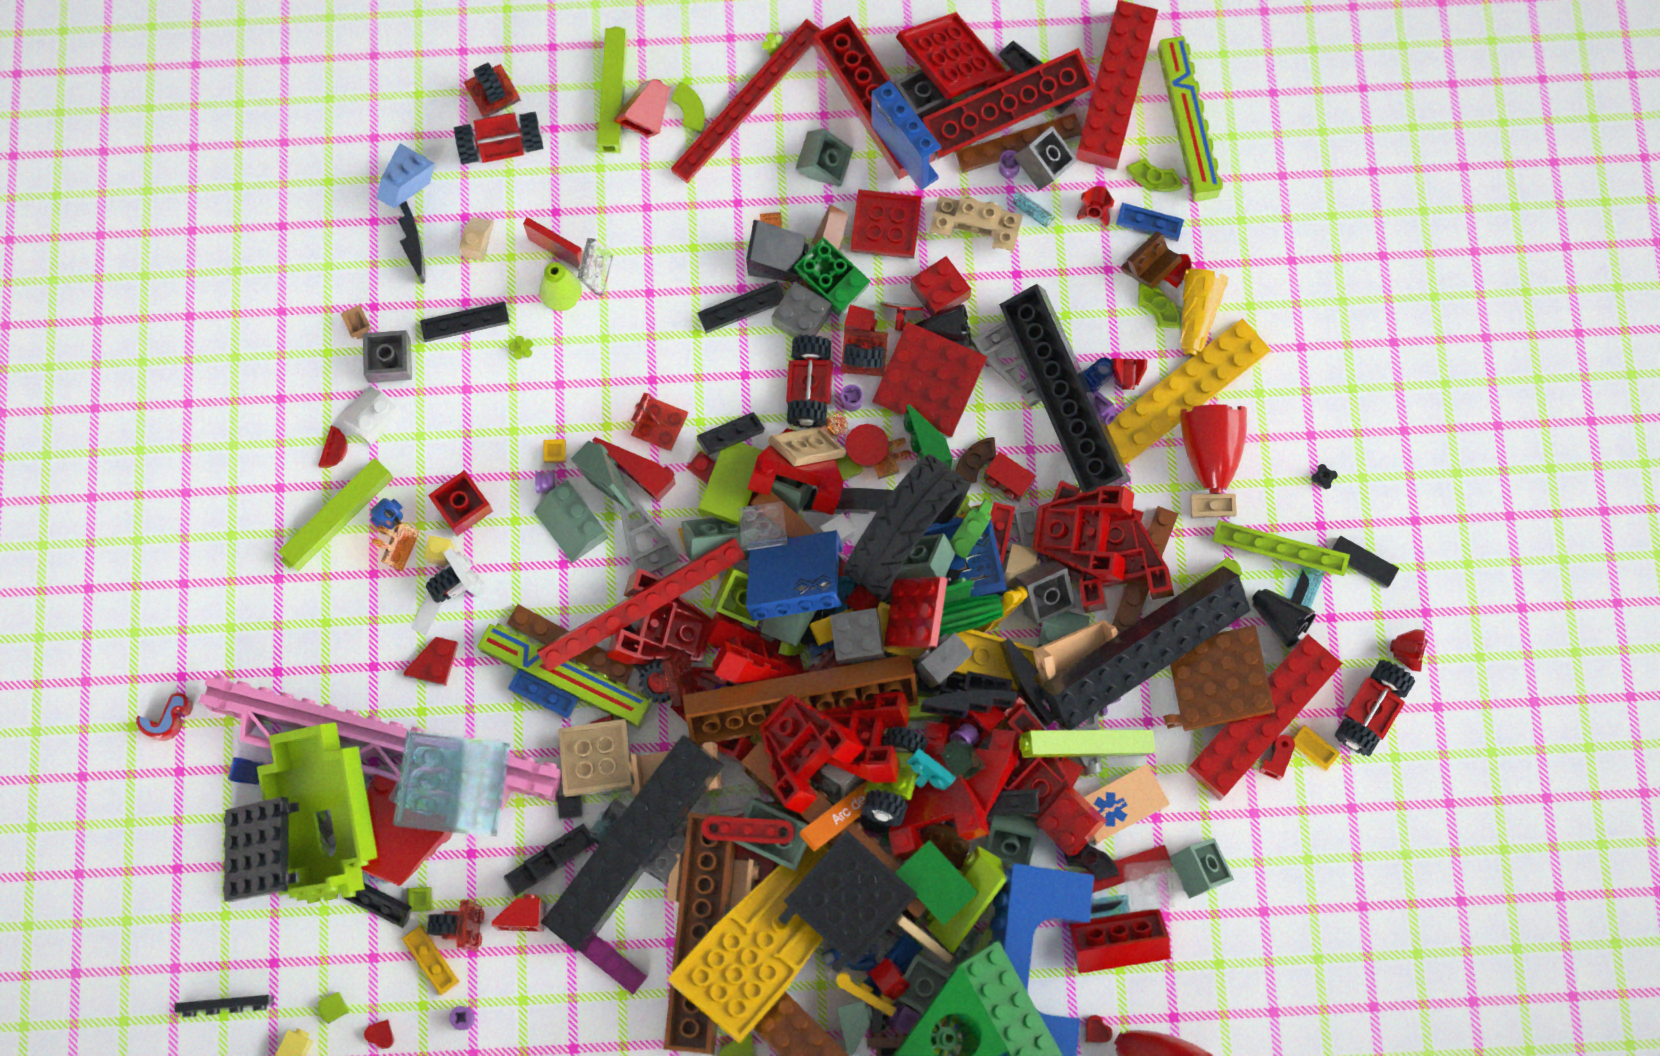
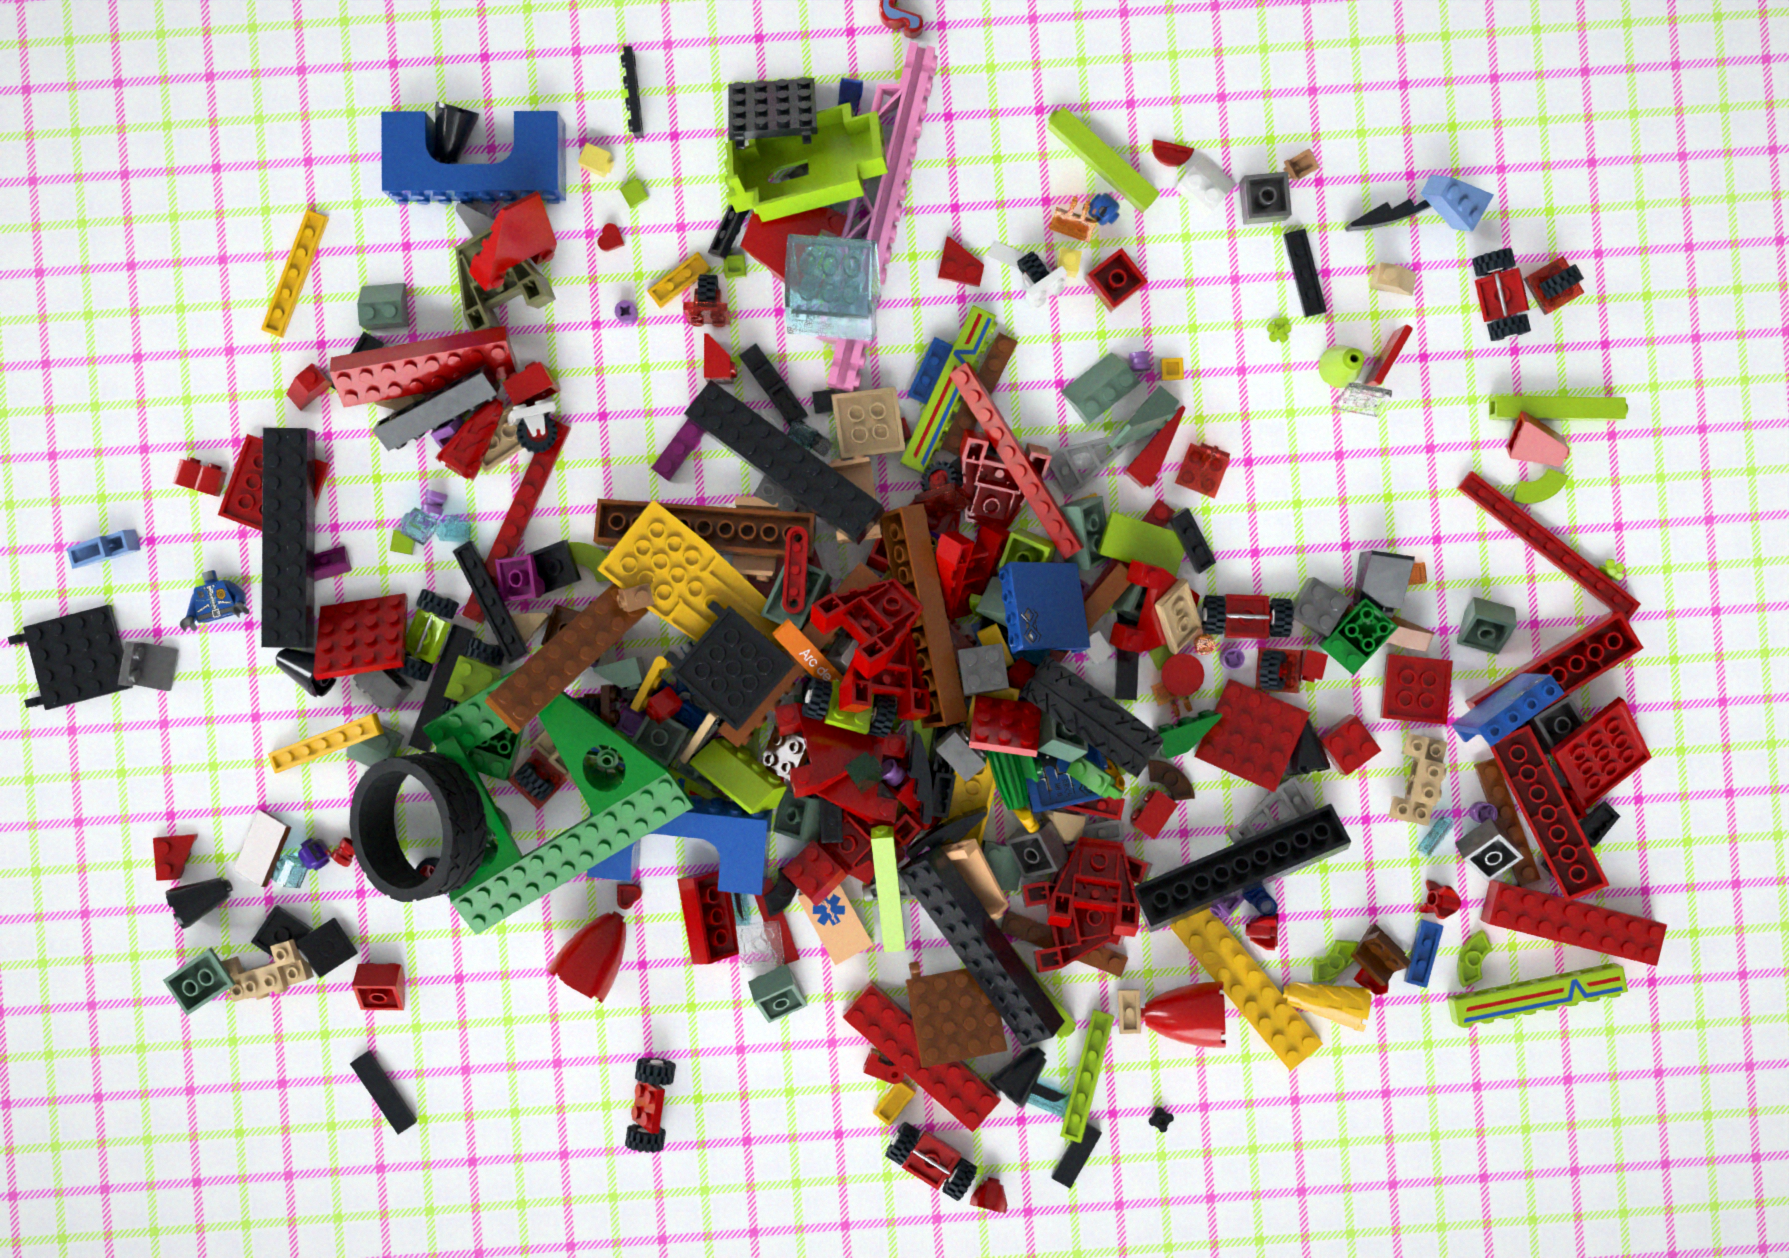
camera: 85 degrees right, 15 degrees up
(741, 307) = (1324, 547): black plate -> none
(762, 526) = (1094, 575): clear plate -> none
(772, 1001) = (635, 597): none -> medium nougat bracket
(900, 314) = (1325, 705): red shield -> none
(929, 770) = (853, 739): teal plate -> none
(936, 882) = (748, 748): green tile -> none
(1324, 1008) = (648, 1104): none -> plate

